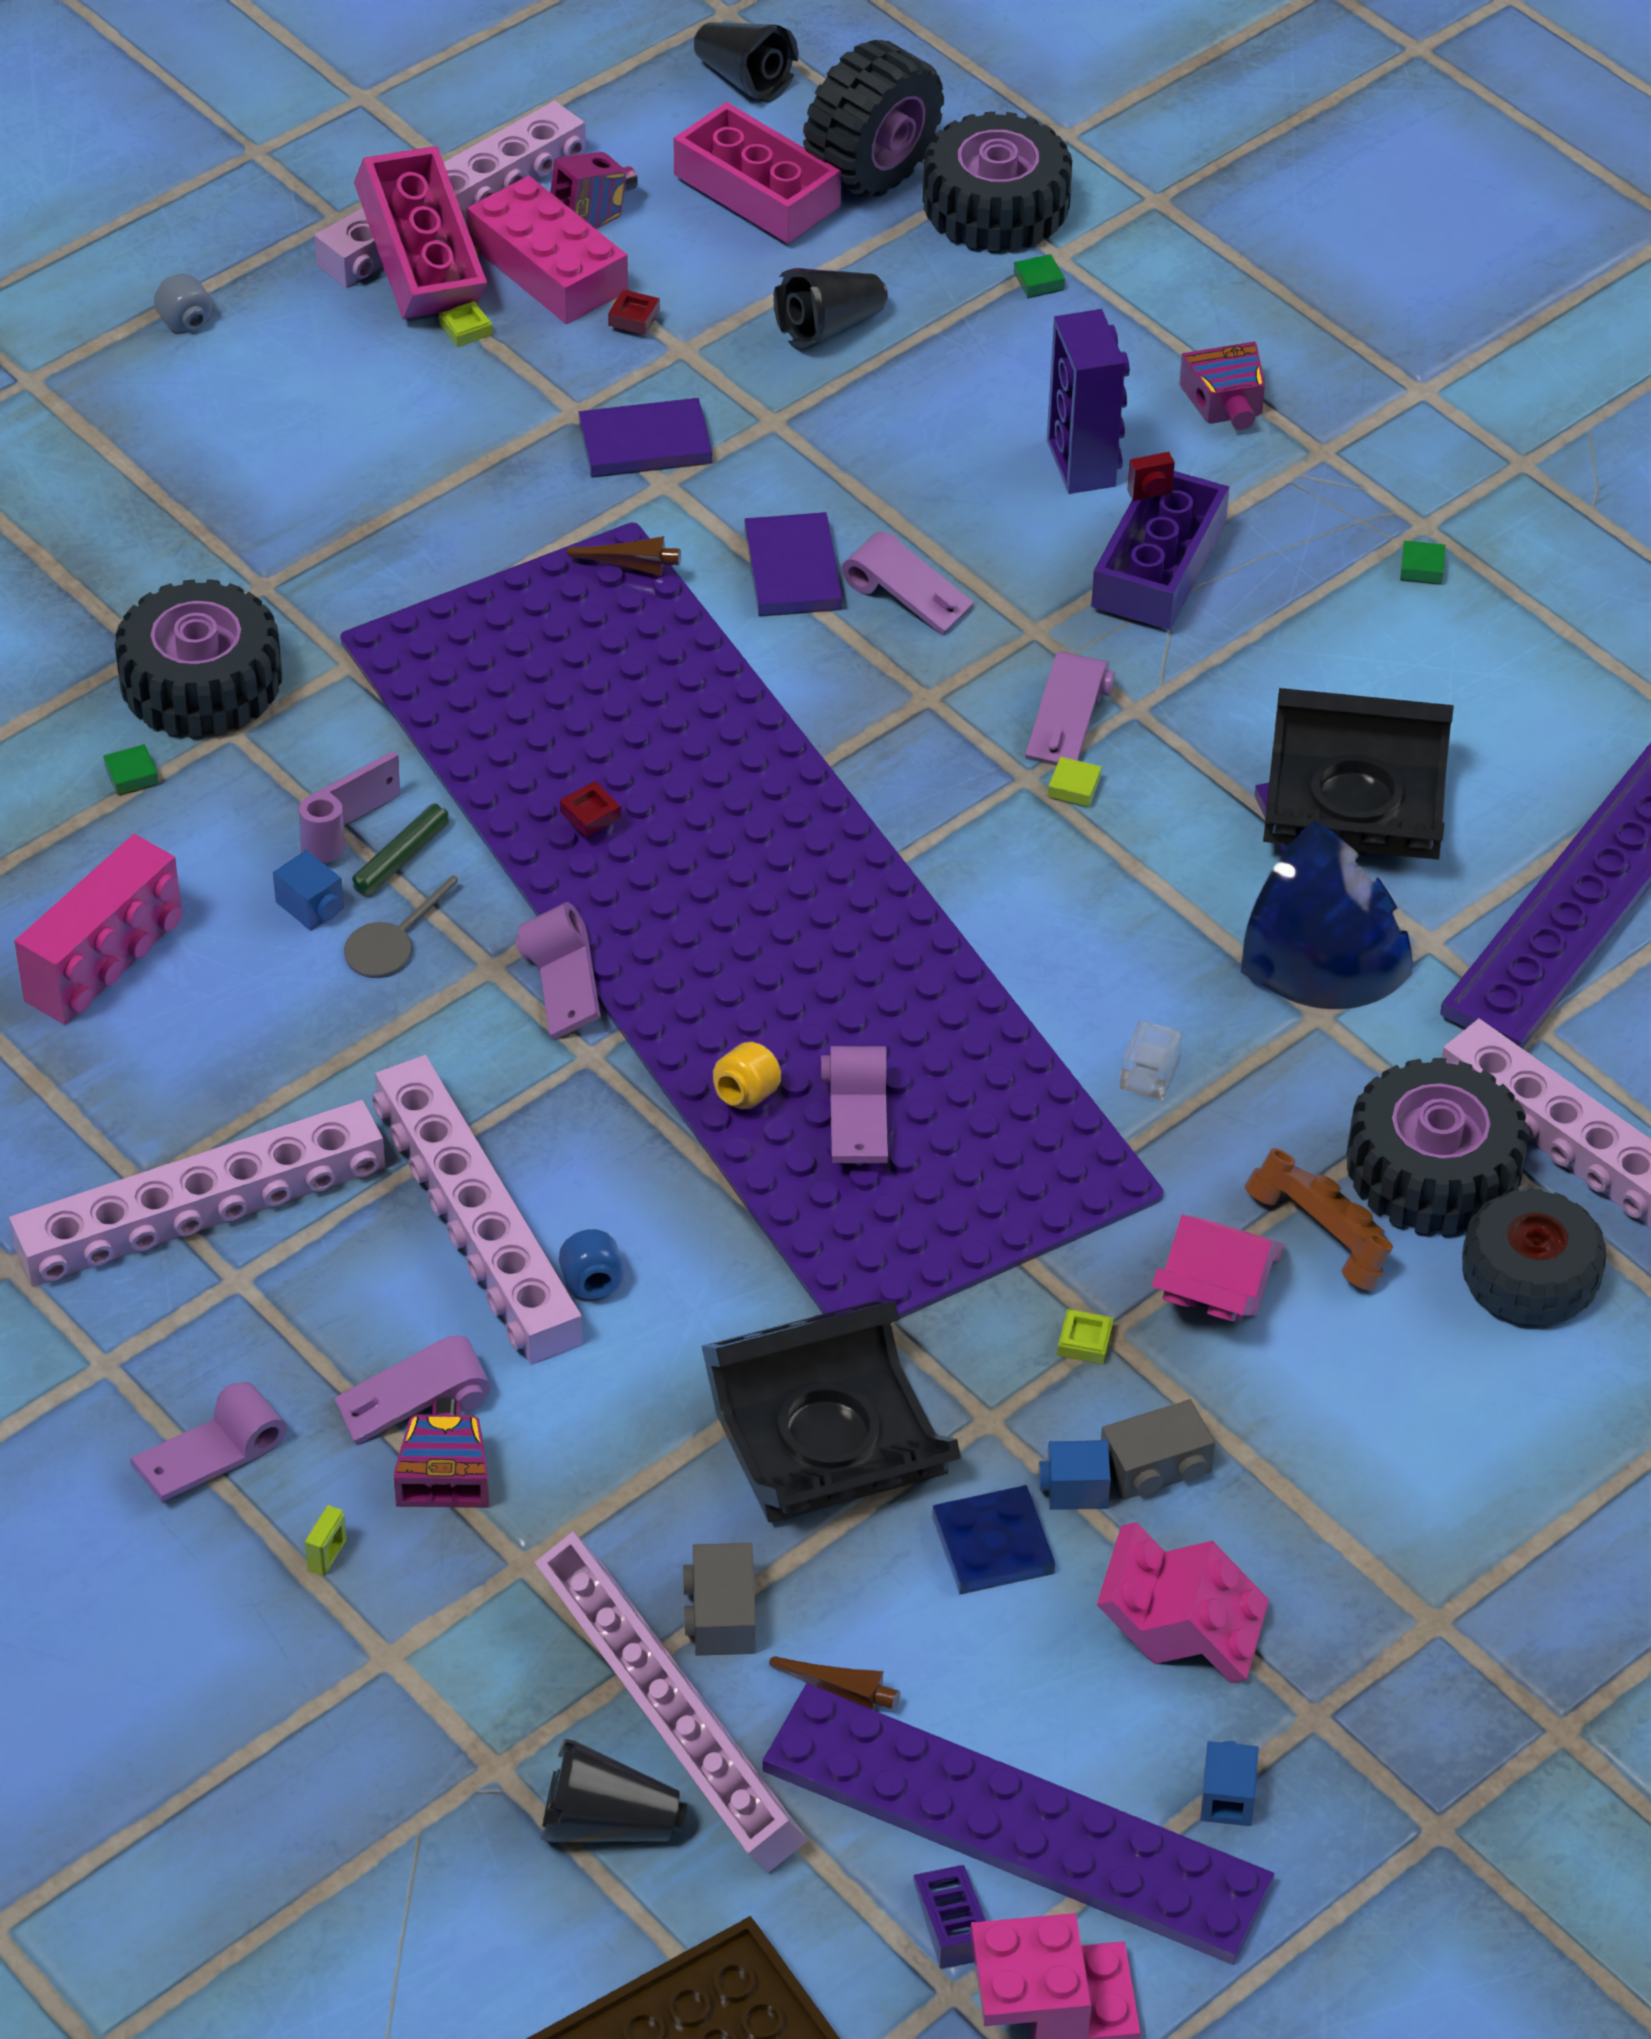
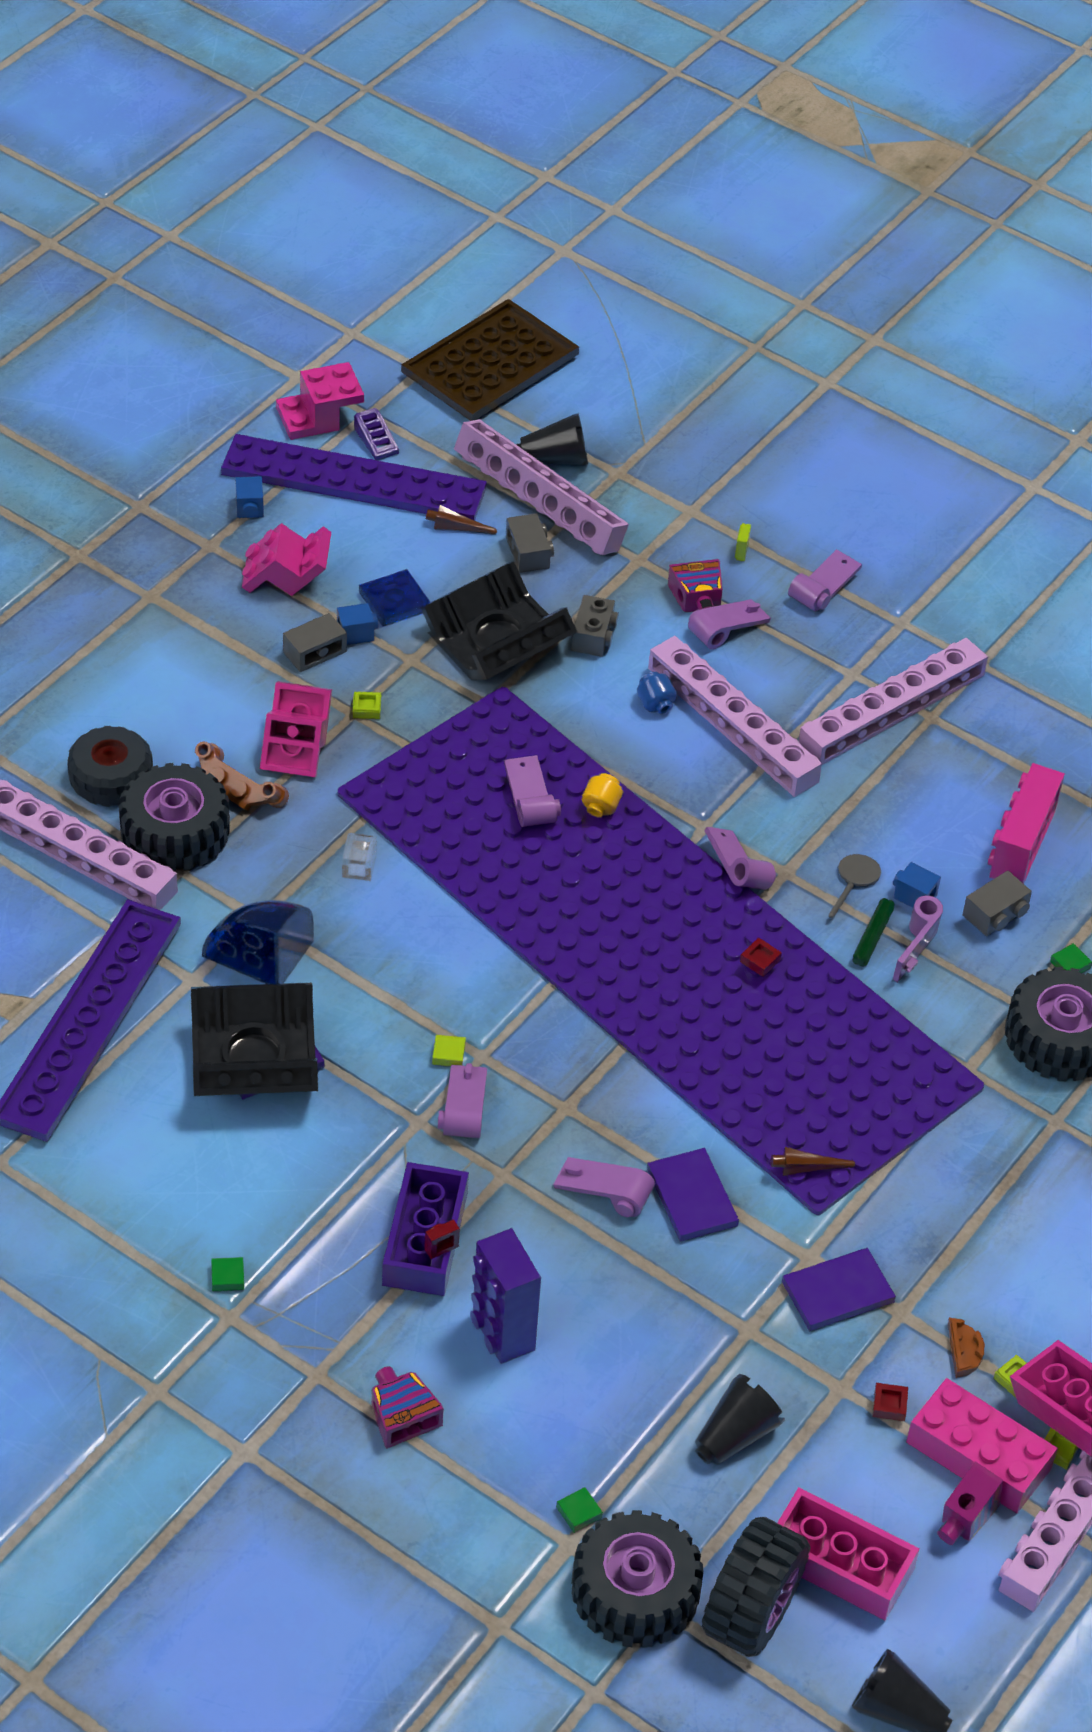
camera: 165 degrees right, 0 degrees up
(198, 836) = (997, 903): none -> dark grey brick
(513, 360) = (966, 1347): none -> dark orange tile
(657, 1408) = (593, 625): none -> dark grey brick

